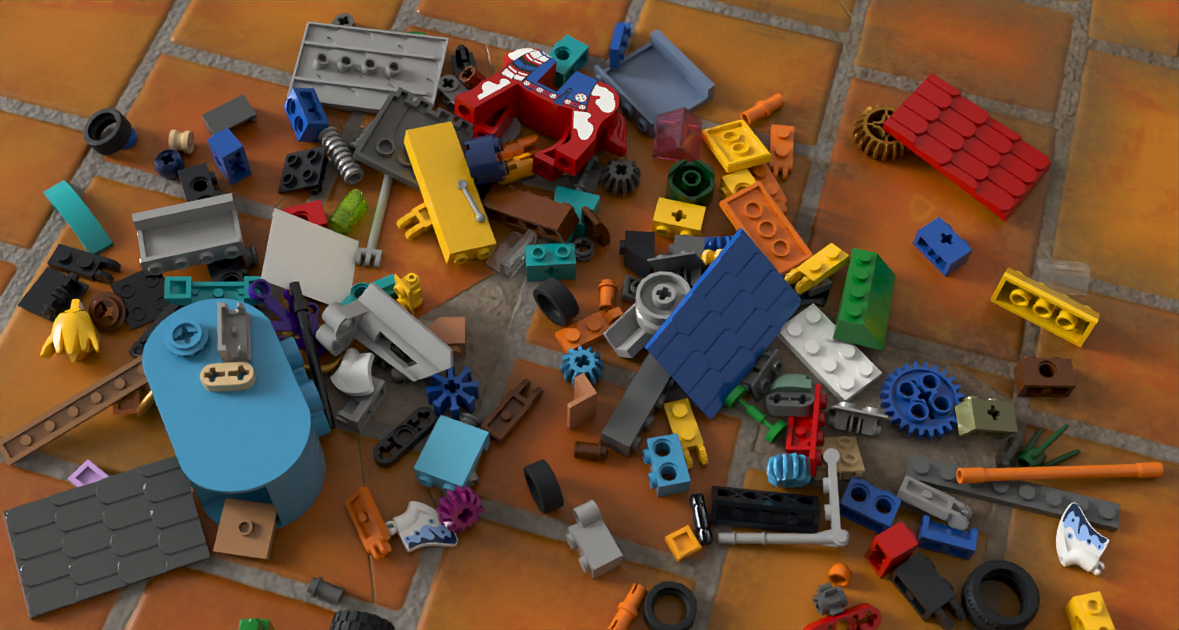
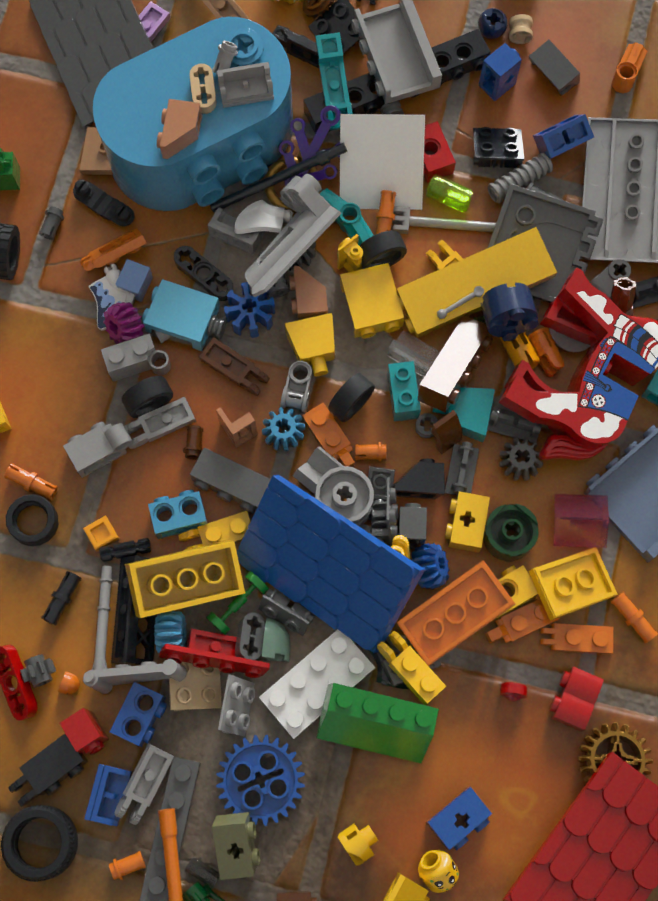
camera: 90 degrees right, 15 degrees up
(199, 348) = (225, 56): none -> light grey pin
(242, 62) = (629, 68): none -> orange piece
(271, 396) = (180, 128): none -> nougat slope
(311, 534) = (103, 204): none -> black piece
(365, 266) = (385, 215): none -> orange pin
(404, 261) = (382, 249): none -> black tyre
(406, 499) = (135, 279): none -> medium blue panel
(454, 281) = (372, 300): none -> yellow panel
(493, 336) = (313, 341): none -> yellow torso
(496, 503) = (134, 357): none -> light grey hinge
(540, 352) = (297, 392): none -> light grey piece
(567, 477) = (161, 422): none -> light grey hinge
(619, 222) = (461, 469): none -> dark grey hinge
(739, 451) = (184, 579): none -> yellow brick
(753, 580) = (61, 598): none -> black pin
(831, 198) = (513, 691): none -> red tile
(834, 154) = (576, 698): none -> red brick
(966, 317) = (358, 843): none -> yellow piece
(989, 262) = (438, 871): none -> yellow head
(1009, 518) = (126, 865): none -> orange pin

